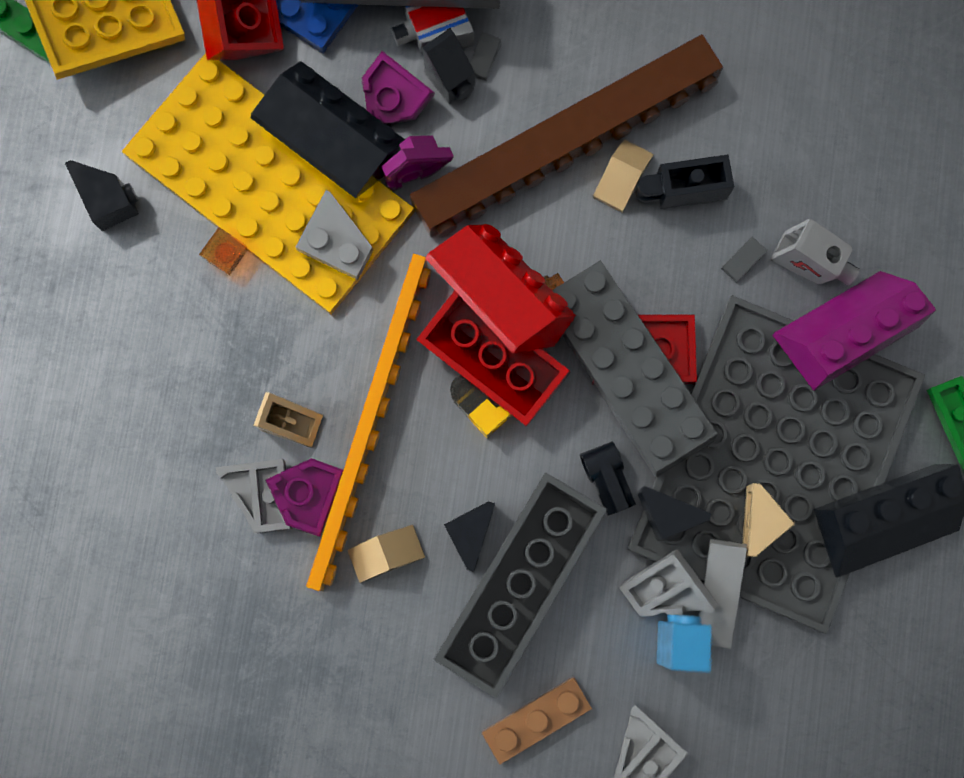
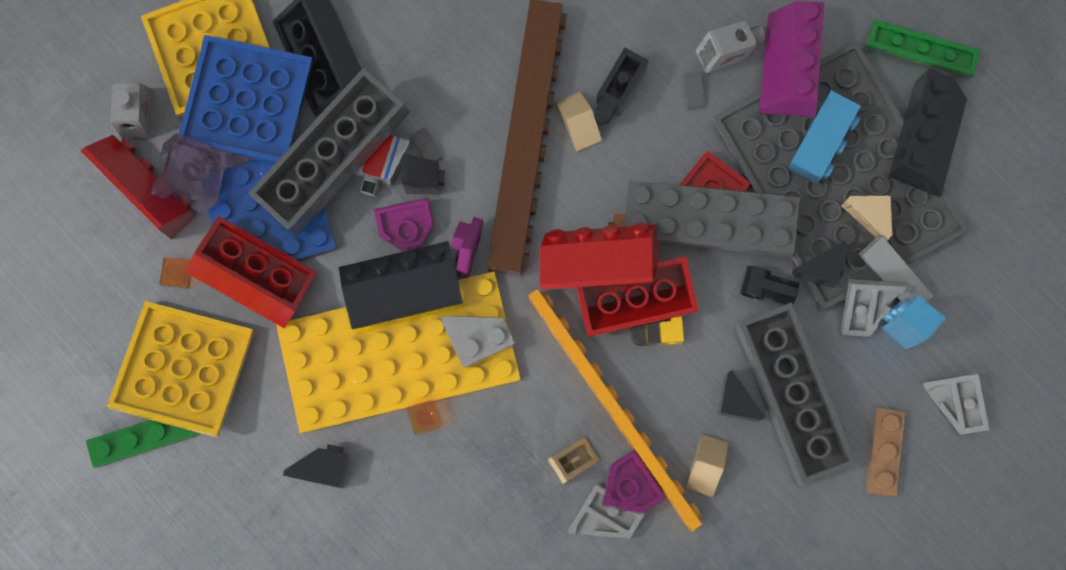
camera: 50 degrees left, 0 degrees up
(800, 416) = (825, 138): none -> dark azure brick

